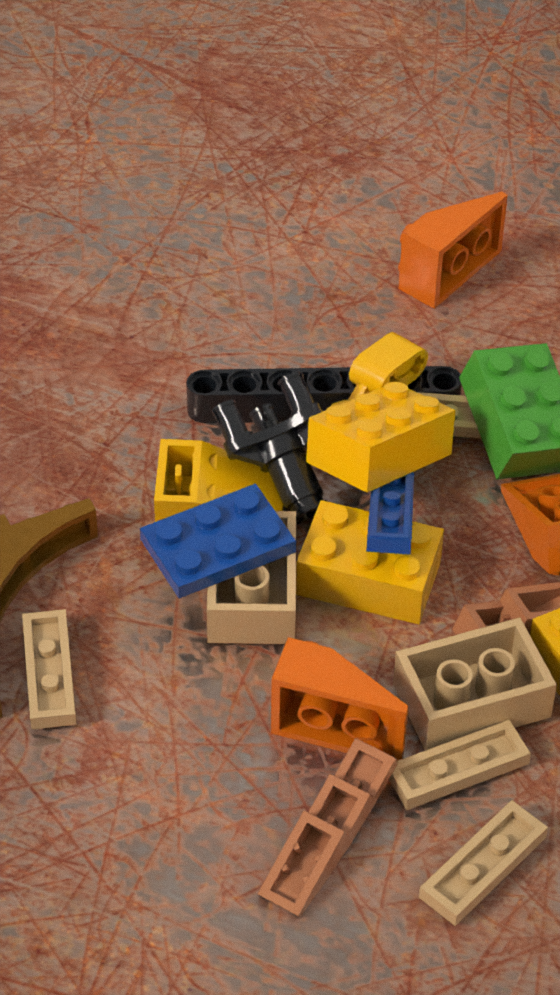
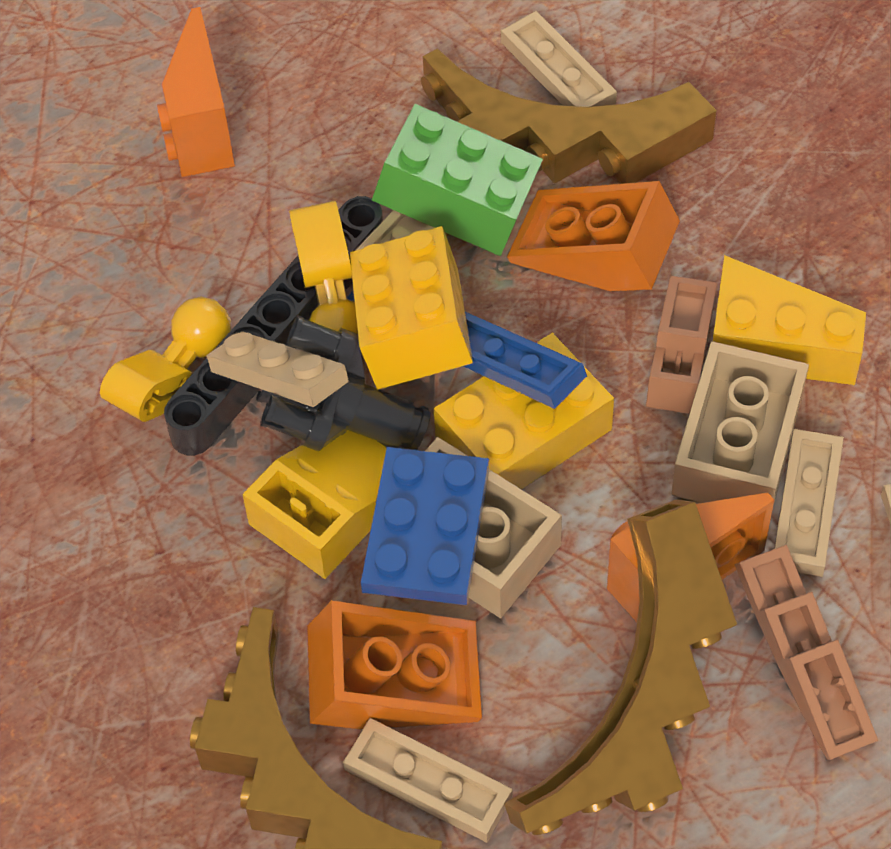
camera: 50 degrees left, 10 degrees up
(114, 601) = (391, 668): none -> orange slope
(206, 348) = (148, 379): none -> yellow beam
(260, 396) = (277, 368): none -> tan plate
(266, 701) = (627, 751): none -> pearl gold arch

